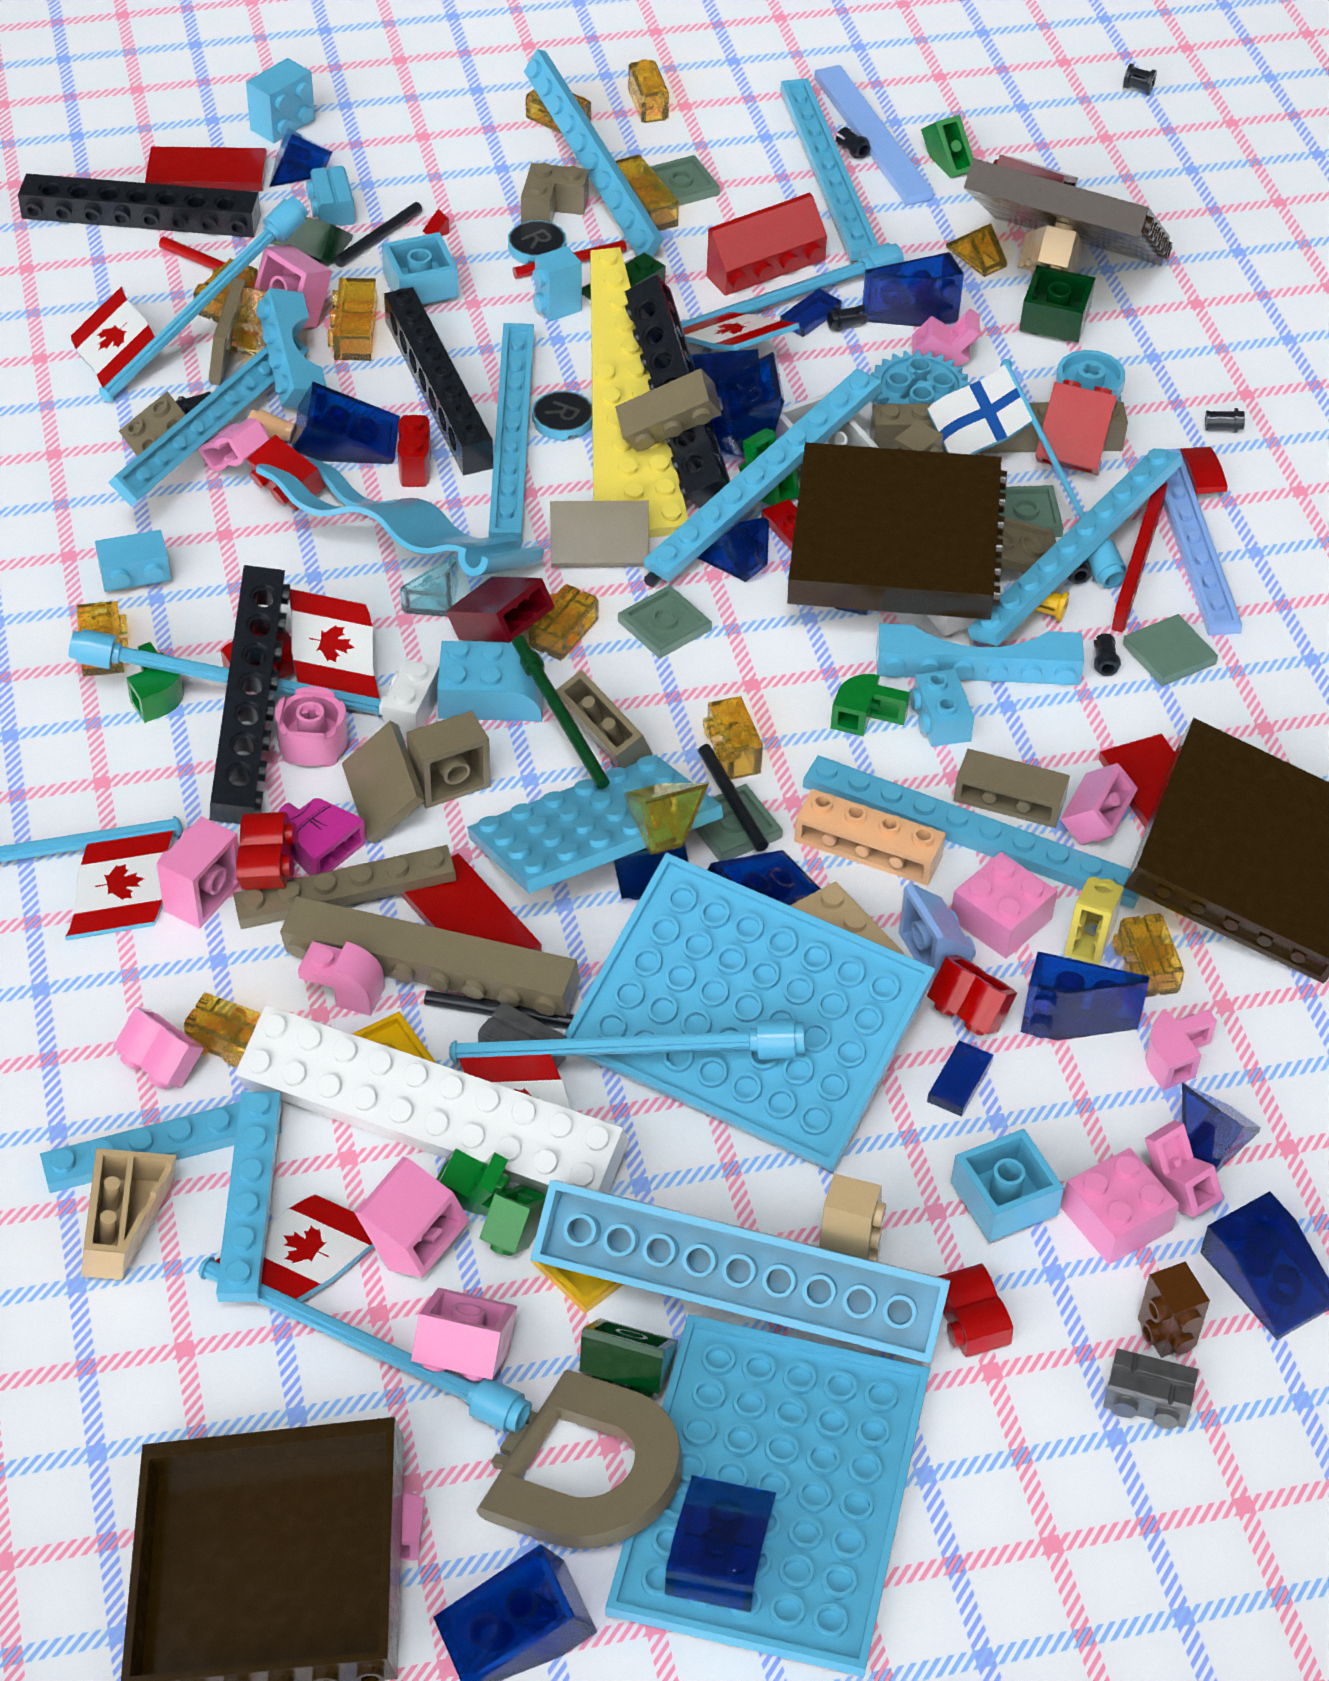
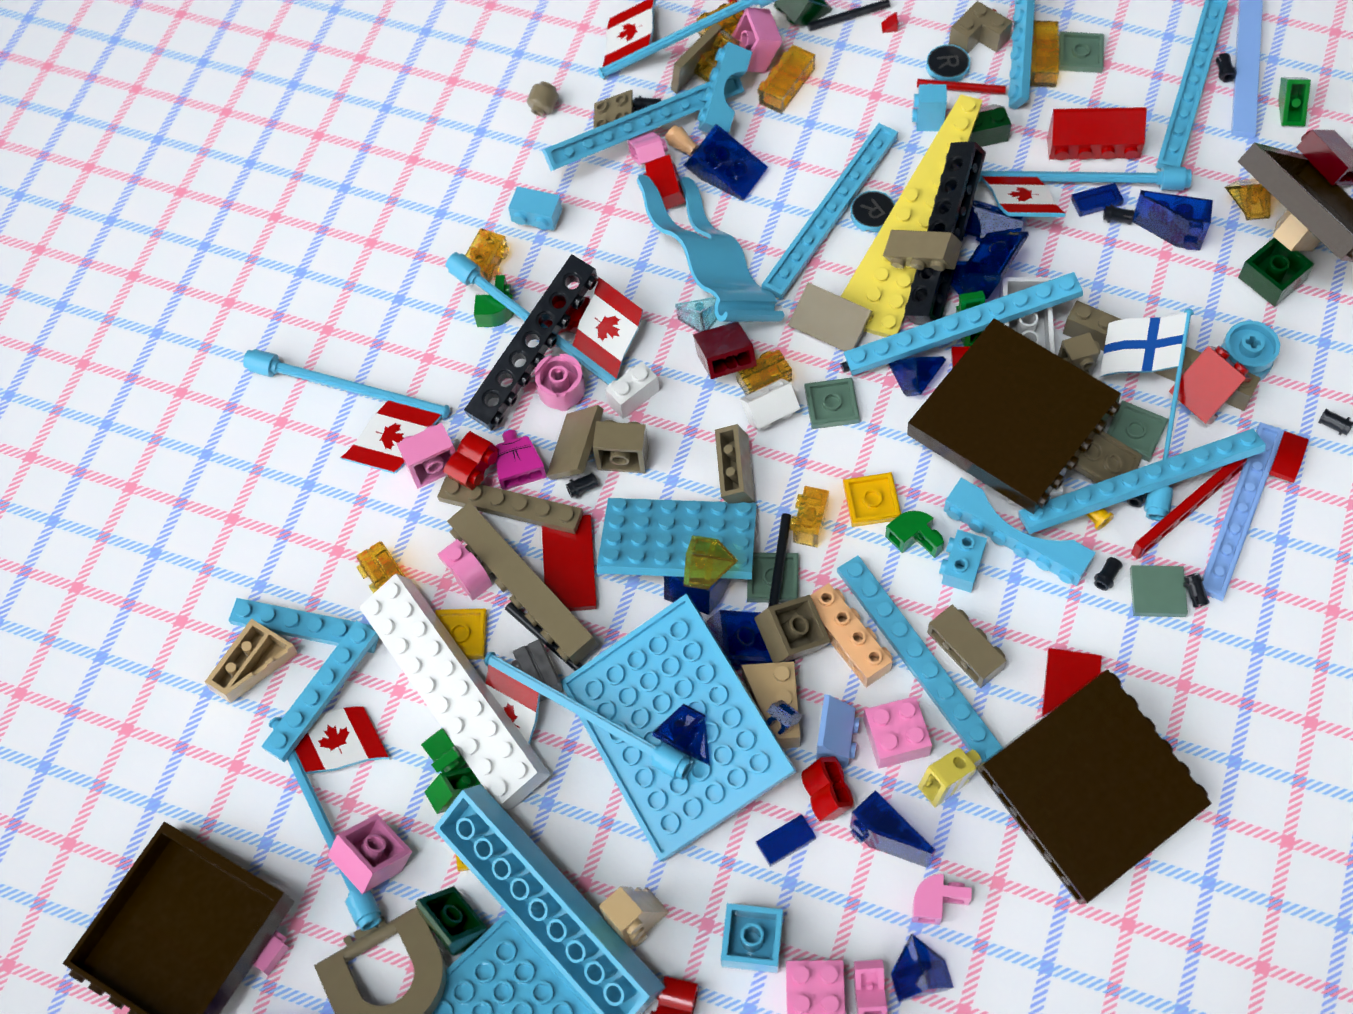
camera: 40 degrees right, 15 degrees up
(49, 445) = (542, 98): none -> dark tan head
(157, 1048) = (335, 563): bright pink brick -> none
(411, 1219) = (391, 759): bright pink slope -> none
(414, 450) = (756, 200): red brick -> none
(416, 834) = (581, 485): none -> black pin
(421, 264) = (850, 58): medium azure brick -> none
(438, 381) = (806, 151): black brick -> none
(486, 681) = (689, 399): medium azure brick -> none
(533, 666) = (712, 404): dark green bar -> none
(597, 643) = (770, 404): none -> white brick
(772, 997) = (685, 732): none -> clear blue slope
(787, 696) = (871, 499): none -> yellow tile
(807, 851) = (792, 629): none -> dark tan brick
(874, 928) = (784, 714): none -> clear blue tile
(917, 379) = (1126, 294): medium azure gear -> none
(951, 342) = (1170, 269): bright pink brick -> none
(1099, 804) = (1013, 691): bright pink brick -> none
(1150, 952) = (968, 821): clear yellow brick -> none
(1208, 625) = (1196, 589): none -> black pin

